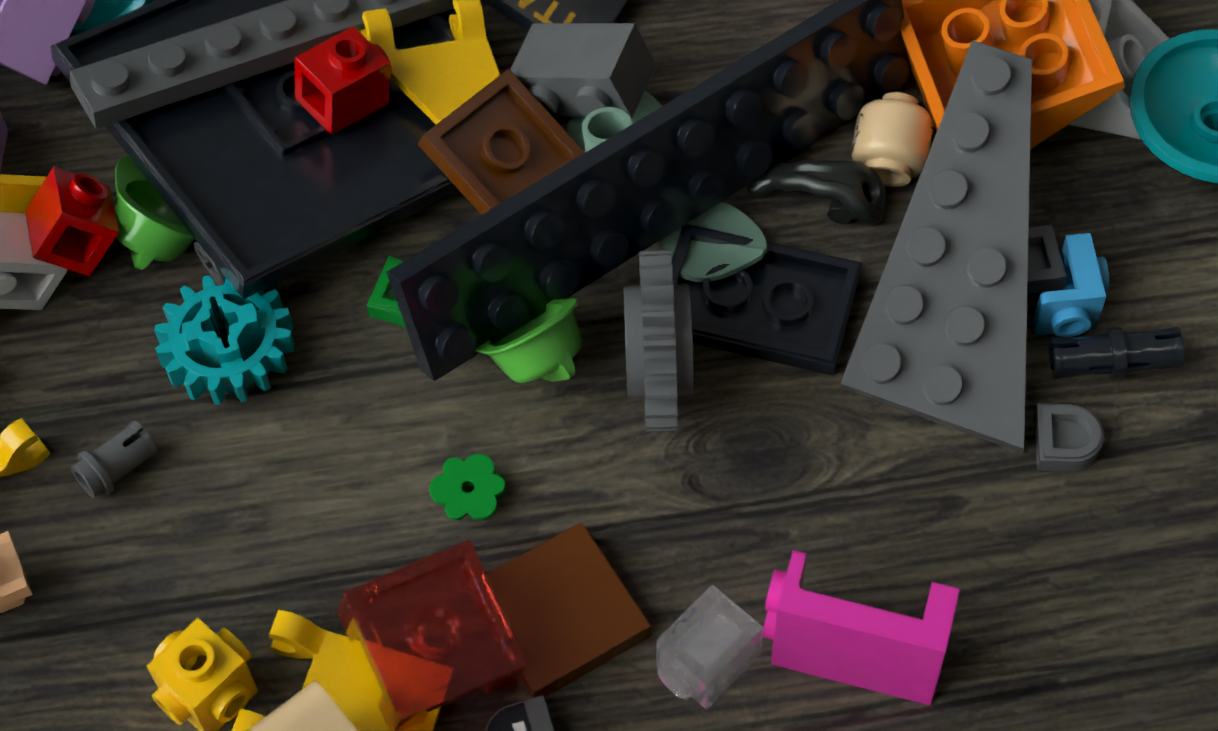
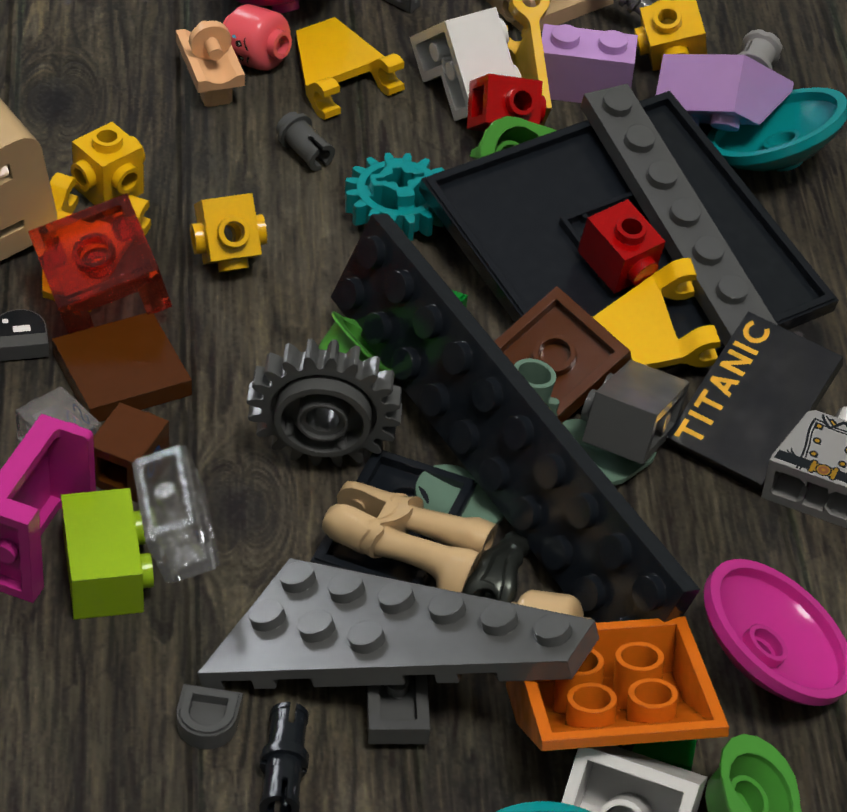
camera: 90 degrees right, 15 degrees down
(325, 508) = (239, 216): none -> yellow brick
(473, 474) = (241, 325): green plant -> none
(718, 555) = (122, 440): none -> reddish brown brick
(785, 275) = (379, 525): none -> tan piece
(827, 487) = (175, 514): none -> clear brick
(886, 558) = (104, 553): none -> lime brick
(1084, 292) = (358, 741): dark azure bracket -> none

